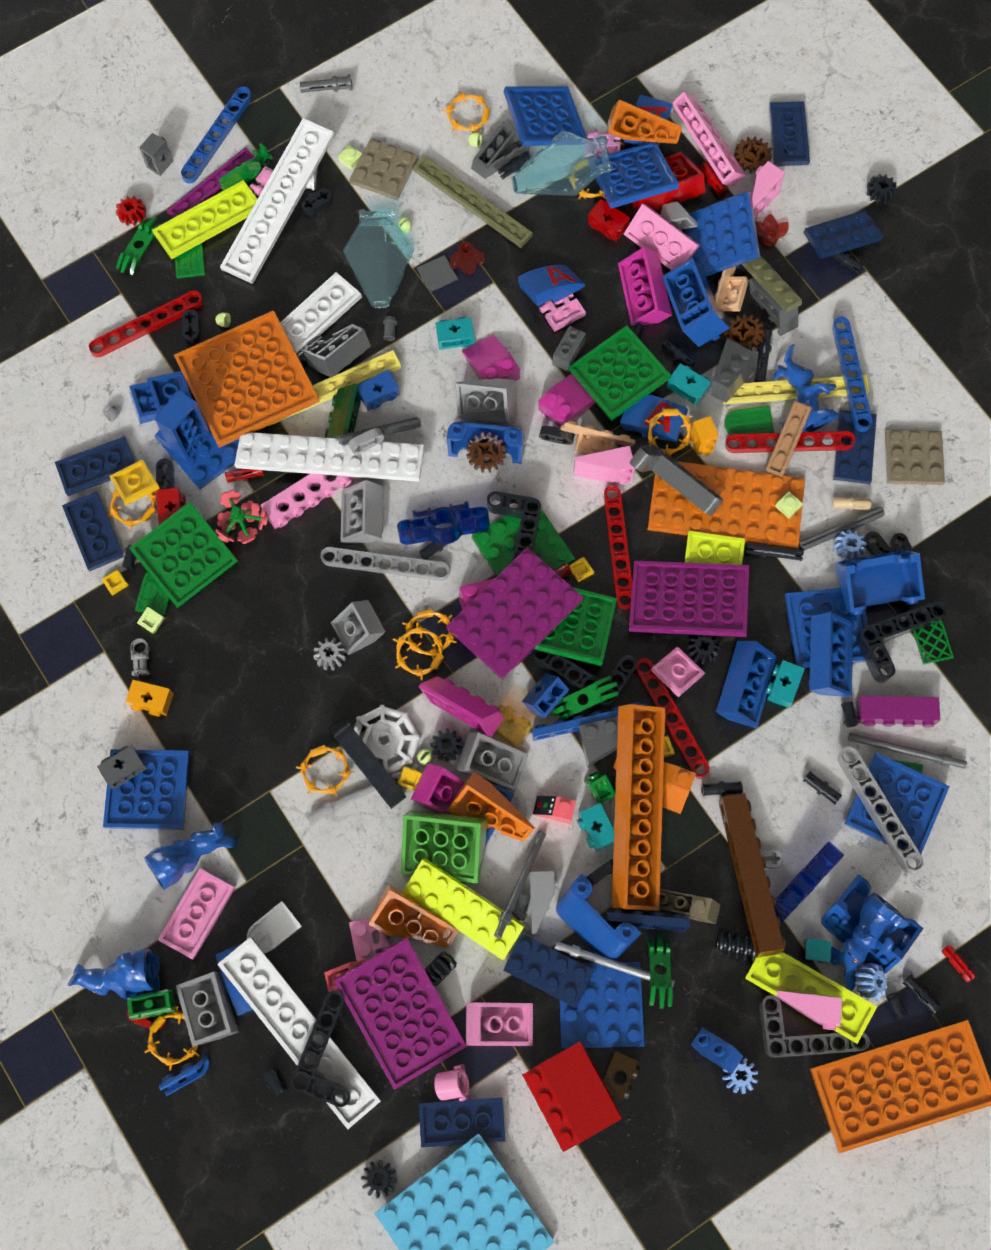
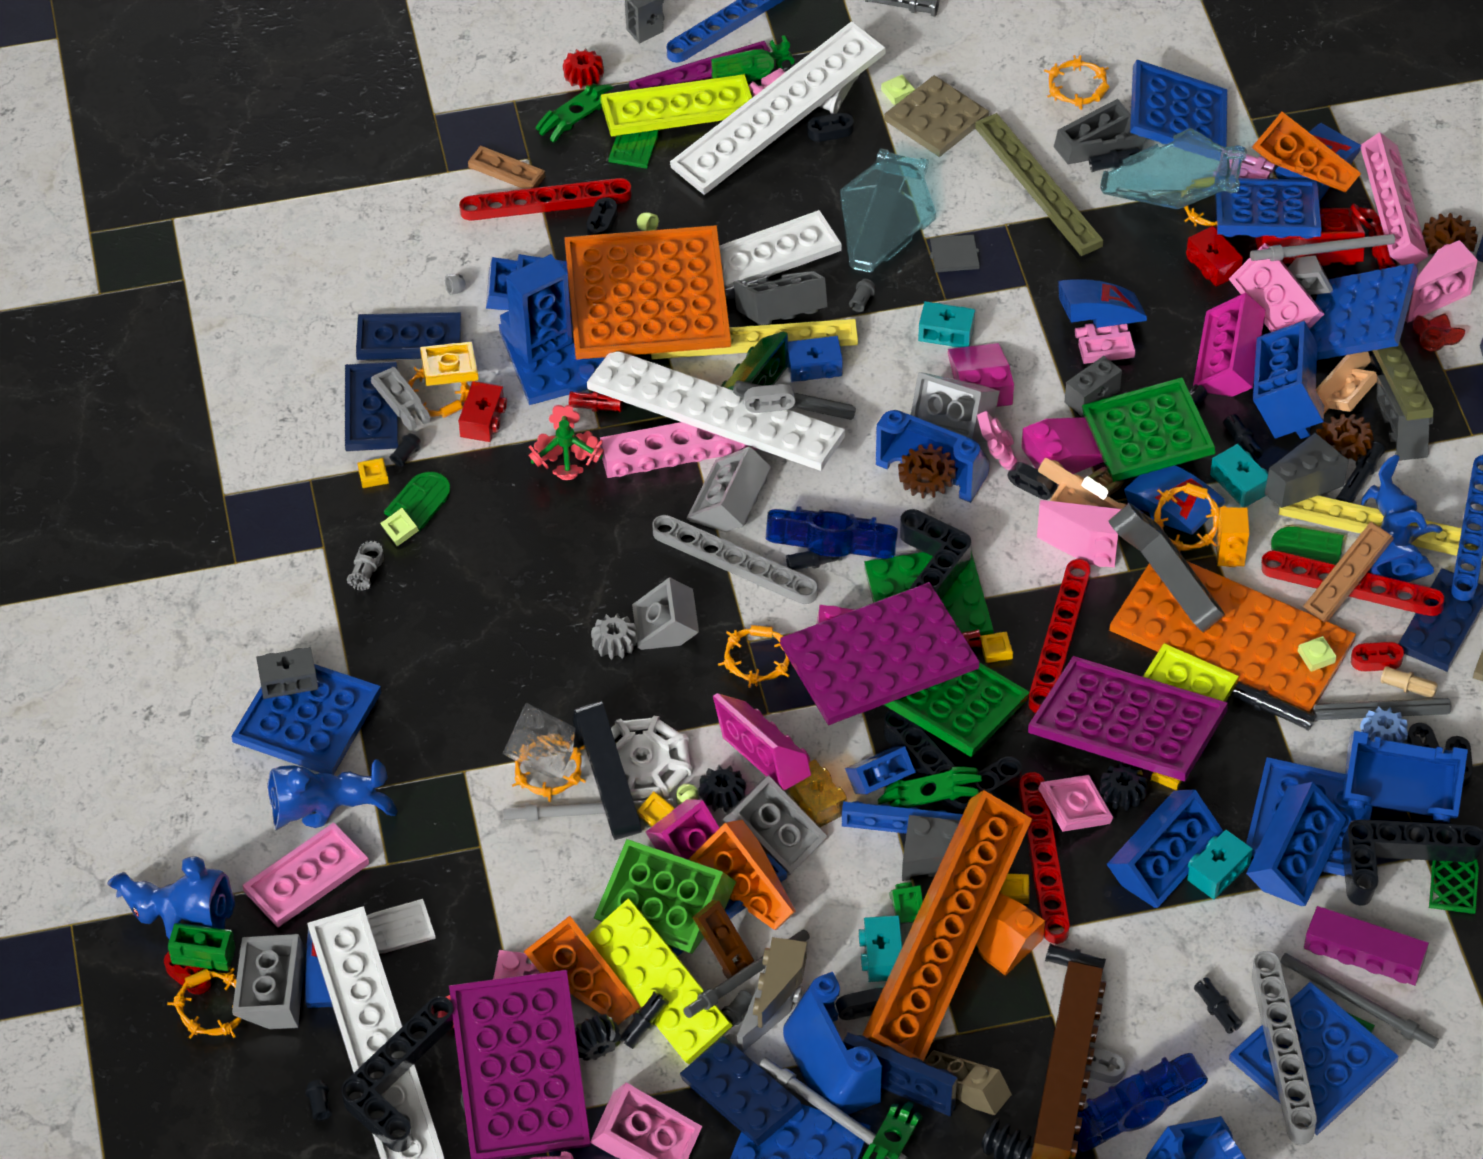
camera: 20 degrees right, 20 degrees down
(109, 308) = (506, 168): none -> medium nougat tile
(111, 520) = (400, 397): none -> light grey hinge
(141, 691) = (357, 612): light orange brick -> none
(169, 476) = (496, 375): black beam -> none
(183, 554) = (475, 463): green plate -> none
(189, 1071) = (210, 1048): blue piece -> none
(316, 759) = (541, 742): none -> clear slope
(406, 224) = (936, 185): yellowish green hinge -> none
(435, 663) = (744, 643): light orange piece -> none
(466, 942) = (643, 1019): none -> black pin
(468, 260) = (1002, 246): clear red plate -> none
(475, 139) = (1073, 113): yellowish green hinge -> none
(495, 865) = (723, 938): none -> reddish brown plate
(524, 413) = (998, 440): none -> bright pink plate
(545, 875) = (783, 974): none -> dark tan slope
(554, 808) = (837, 909): slope -> none
(605, 427) = (1102, 483): none -> medium nougat tile
(656, 209) = (1277, 252): none -> light grey bar
(694, 152) = (1366, 213): none -> red piece
(822, 486) = (1377, 656): none -> red beam
(849, 714) = (1294, 935): black pin -> none

